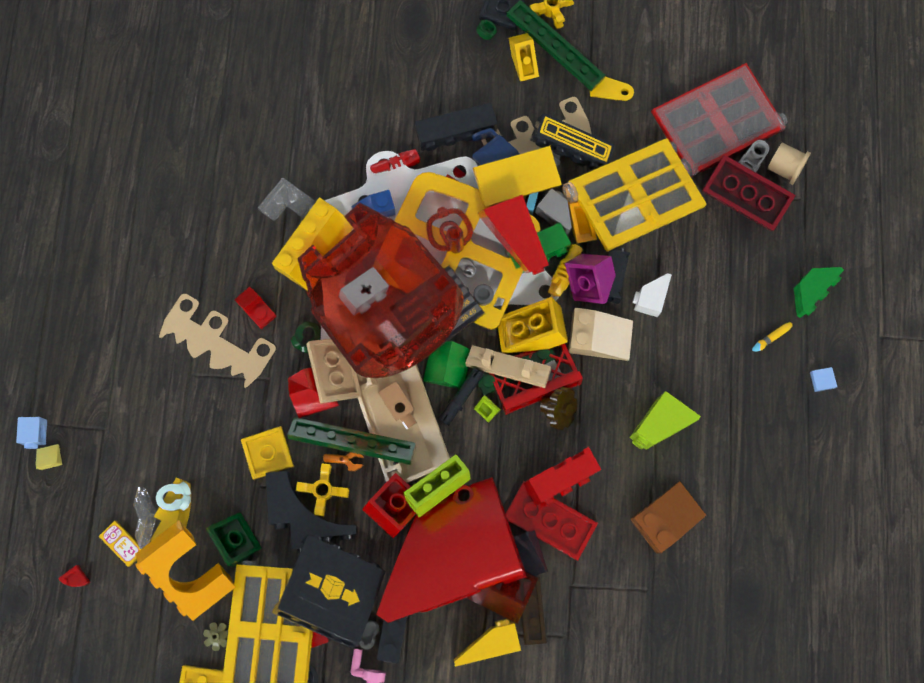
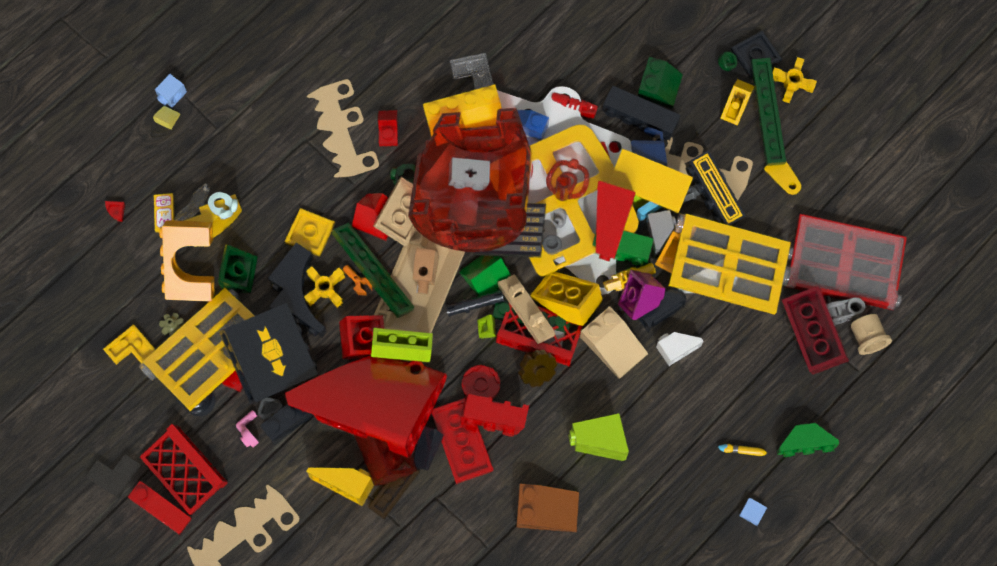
camera: 45 degrees right, 5 degrees down
(448, 90) = (660, 83): none -> dark green slope
(524, 460) = (481, 382): none -> red tile

